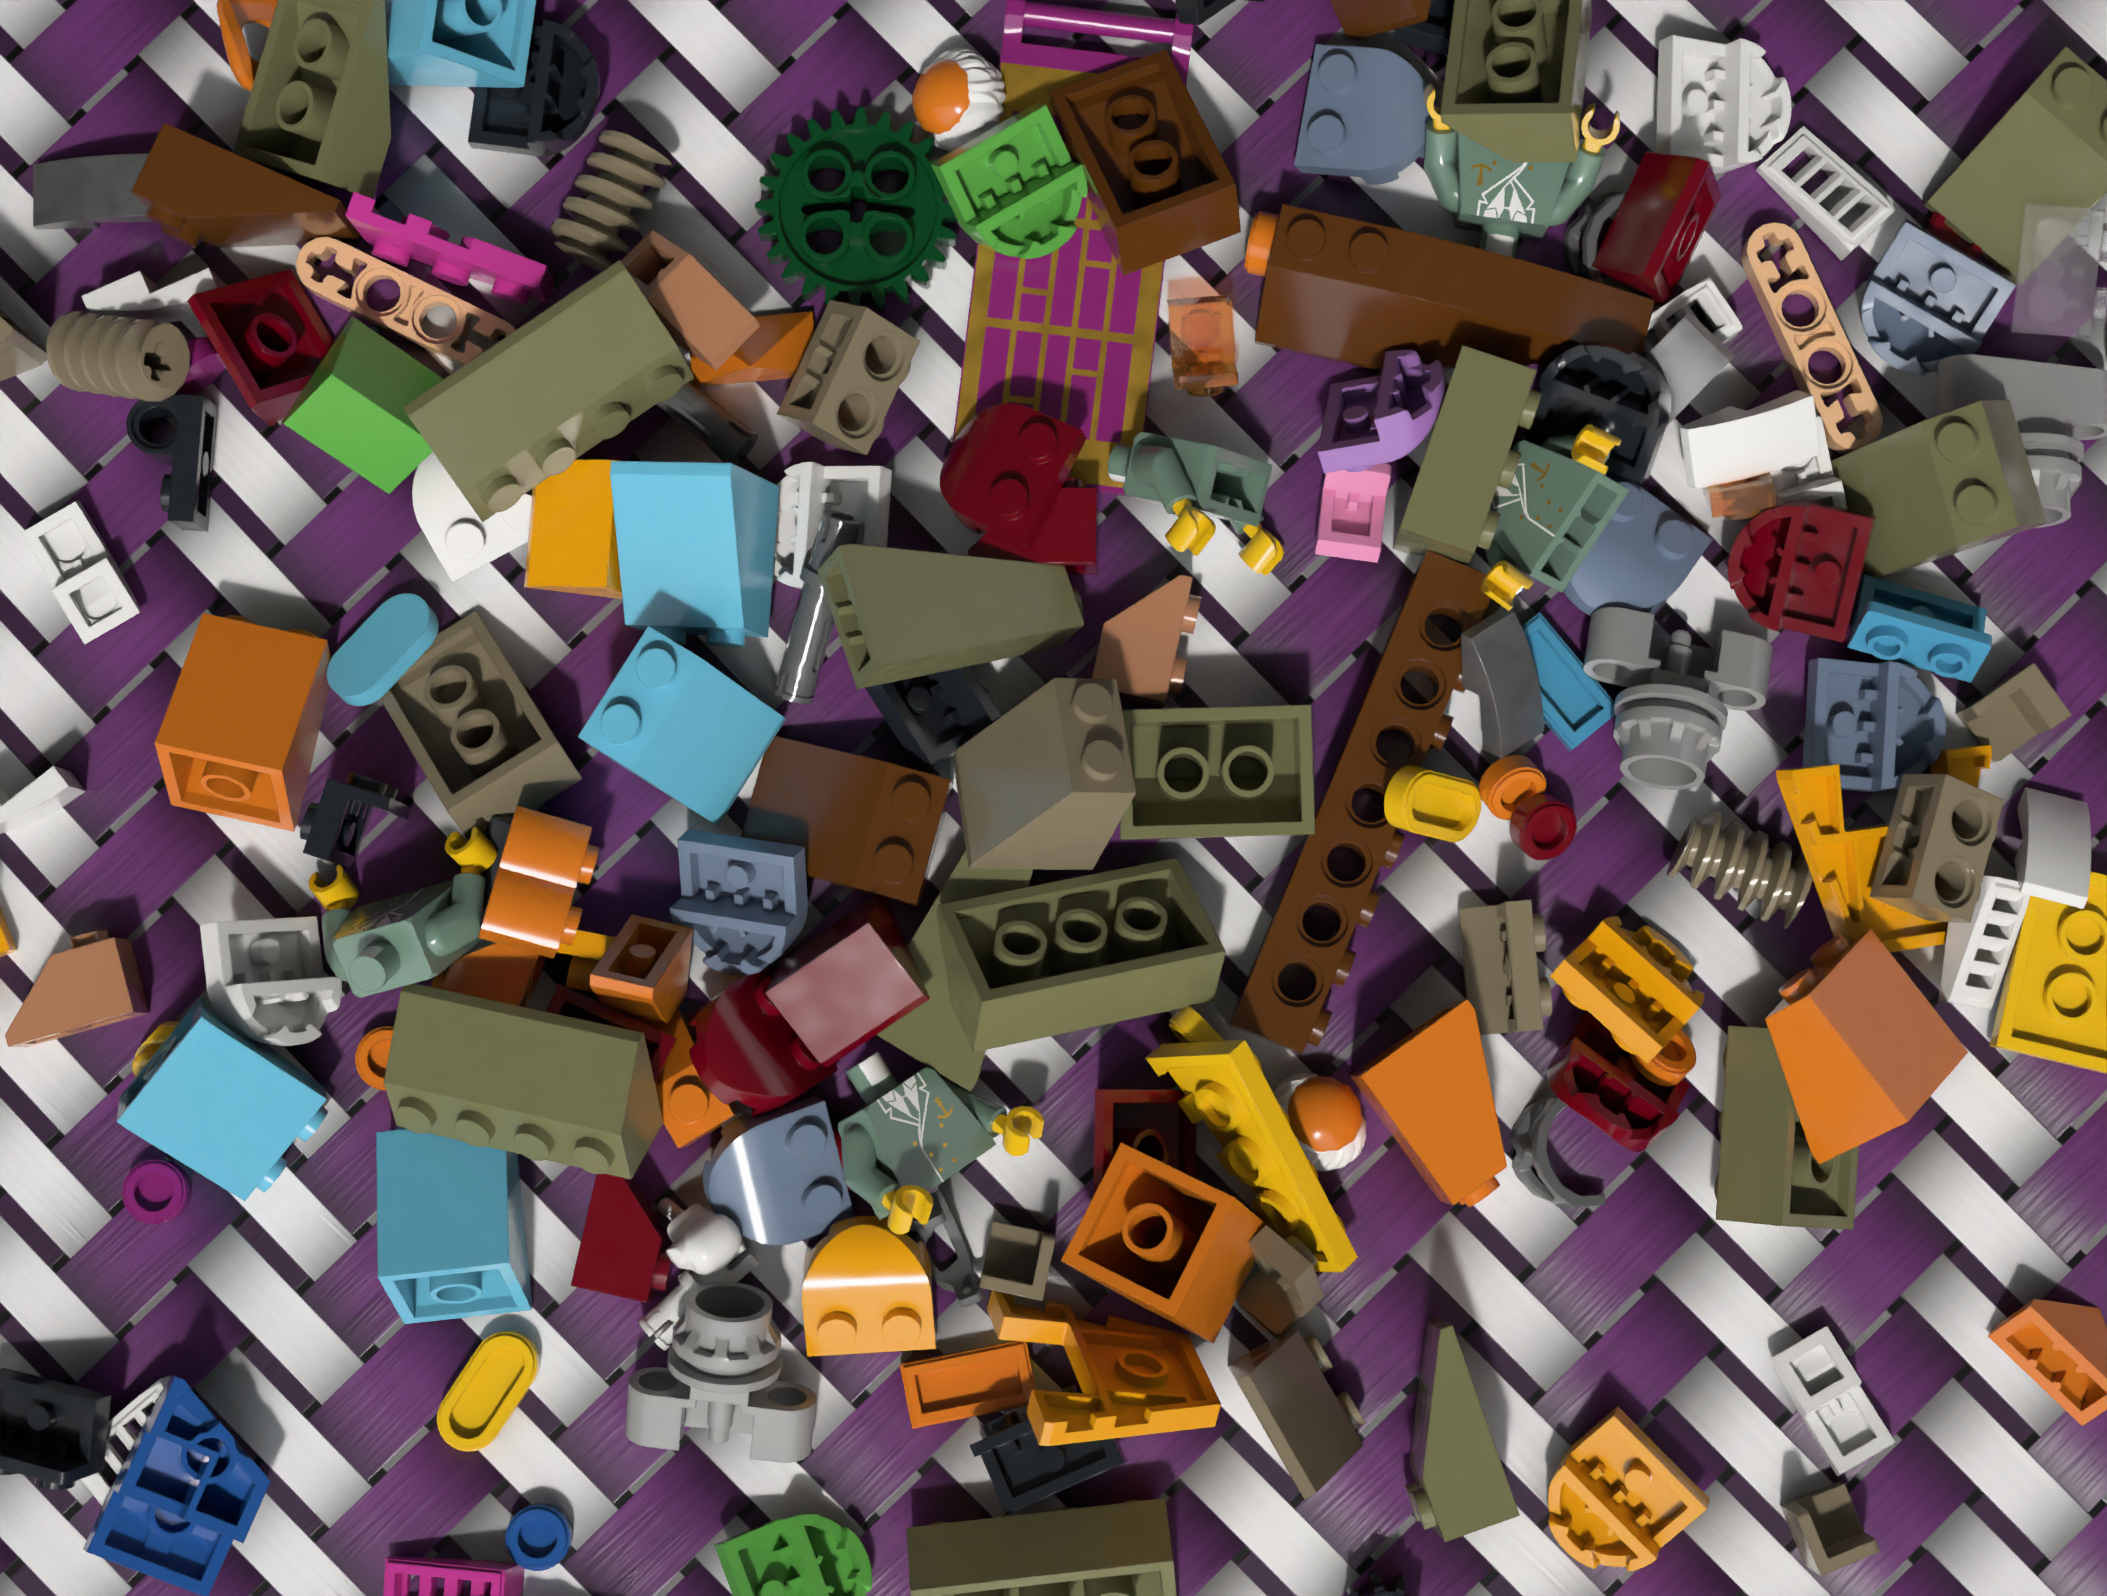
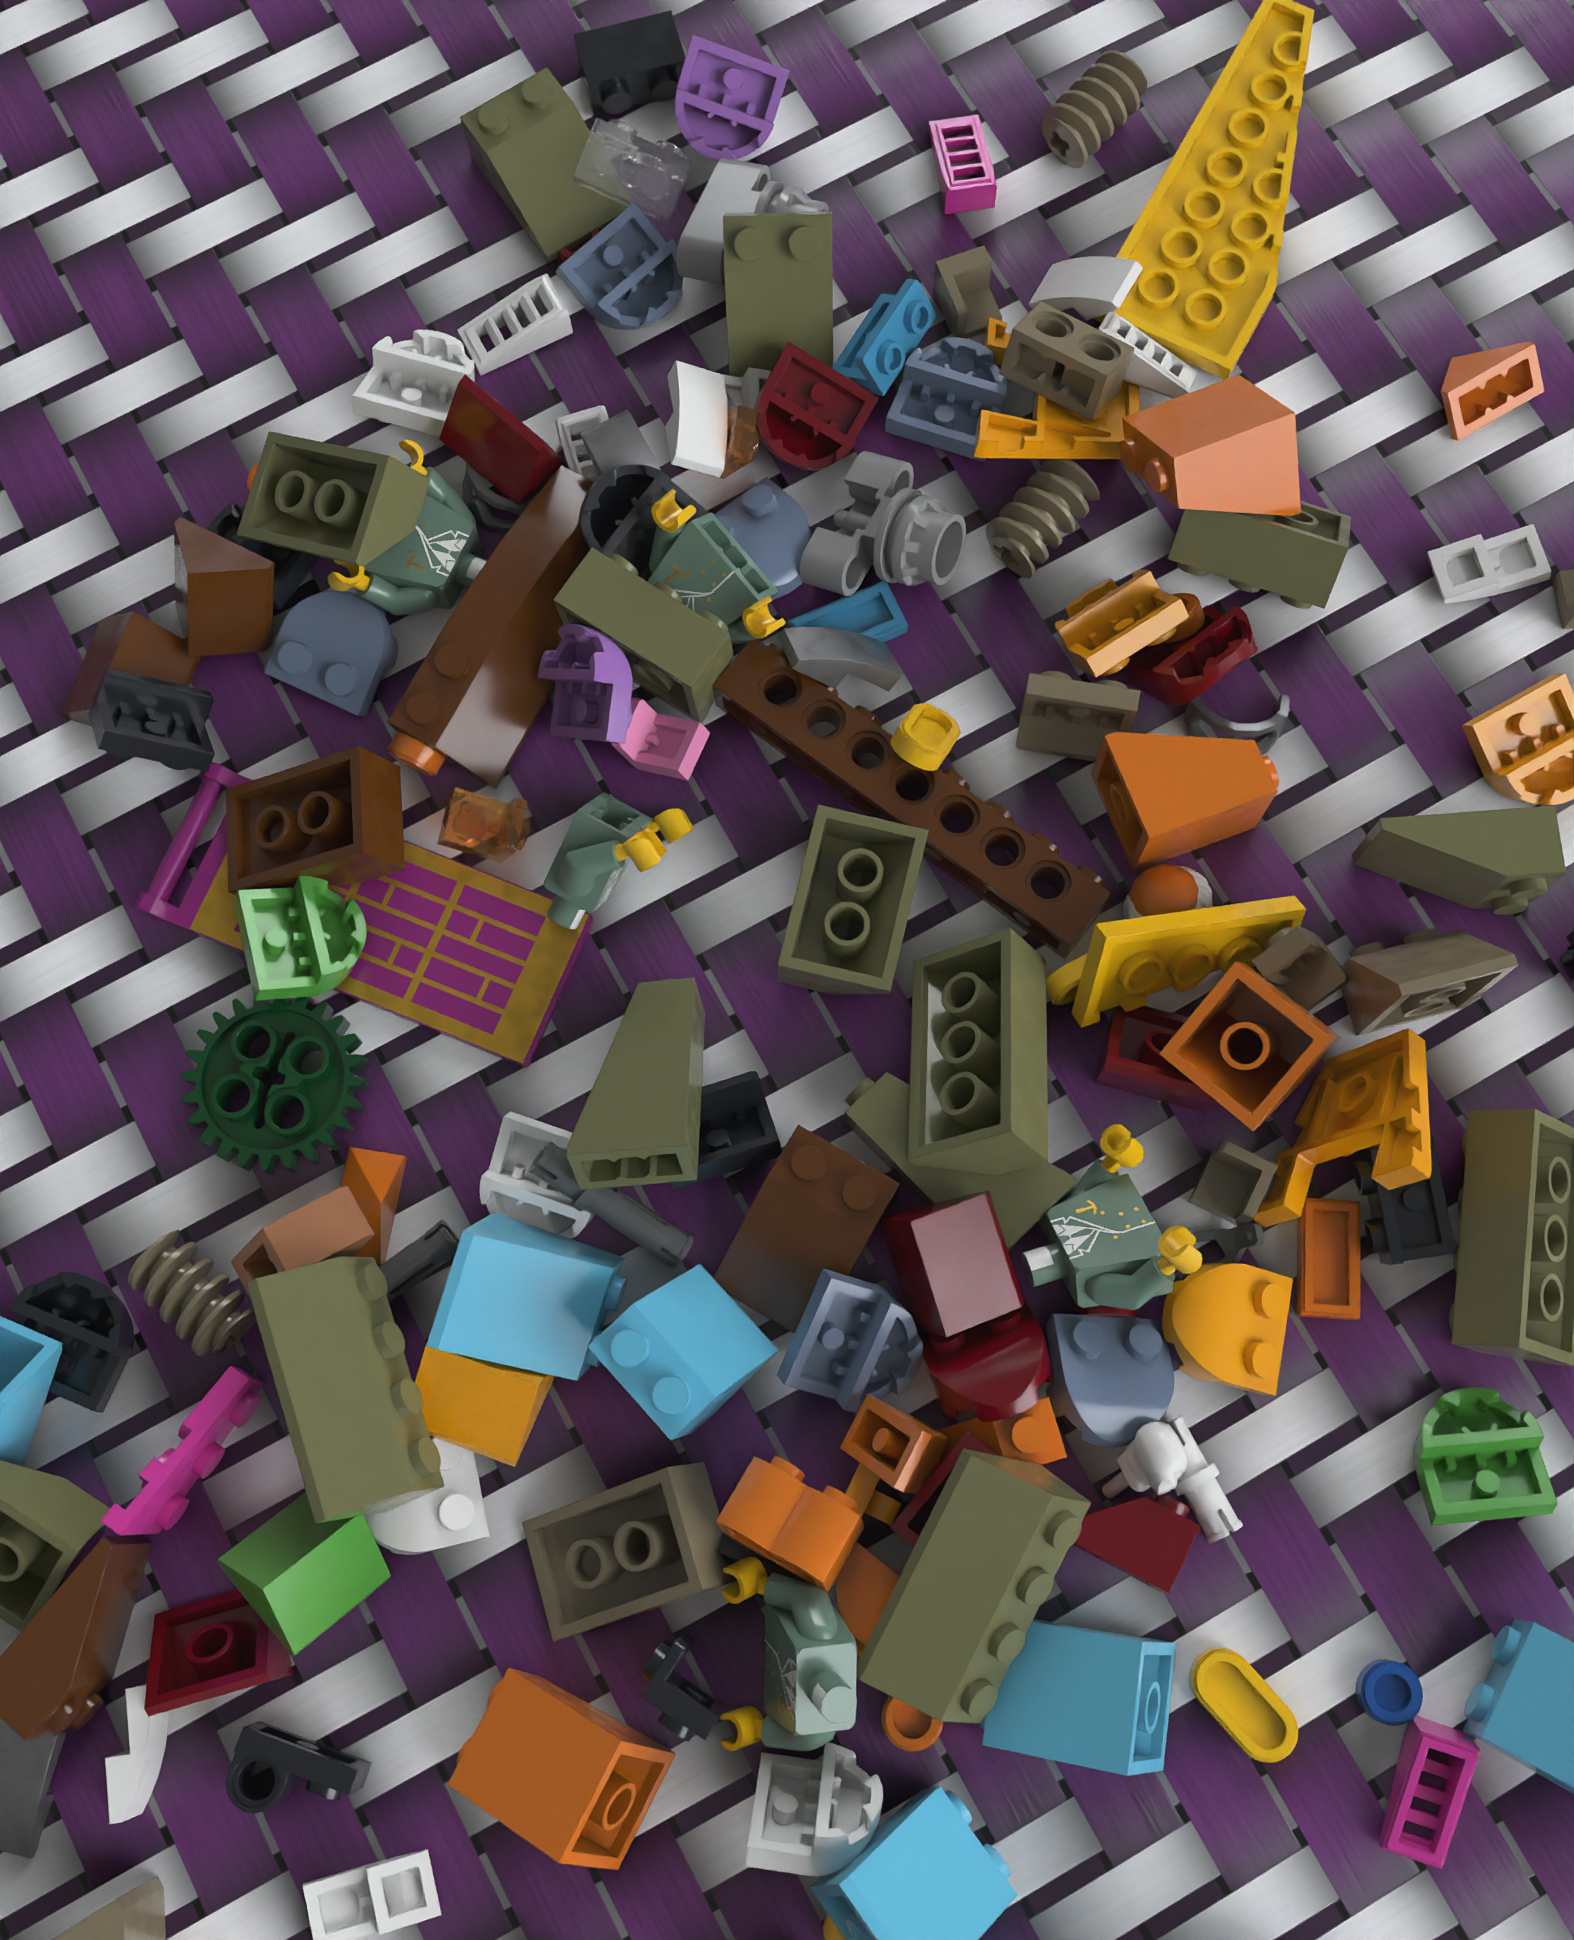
camera: 70 degrees left, 10 degrees down
(117, 355) = (177, 1802): dark tan piece -> none
(204, 366) = (213, 1731): magenta tile -> none
(382, 649) = (532, 1619): medium azure tile -> none
(414, 301) = (224, 1503): light nougat beam -> none
(723, 1380) = (1281, 1475): light grey beam -> none
(840, 373) = (417, 1124): dark tan brick -> none
(958, 98) = (207, 971): hair -> none
(1009, 470) = (541, 1008): dark red slope -> none
(1047, 779) = (822, 1036): dark tan slope -> none
(1064, 539) = (600, 987): dark red slope -> none
(1143, 642) = (728, 941): nougat slope -> none
(1510, 783) = (926, 676): orange tile -> none
(1543, 826) = (965, 662): dark red tile -> none
(1821, 335) = (626, 356): light nougat beam -> none

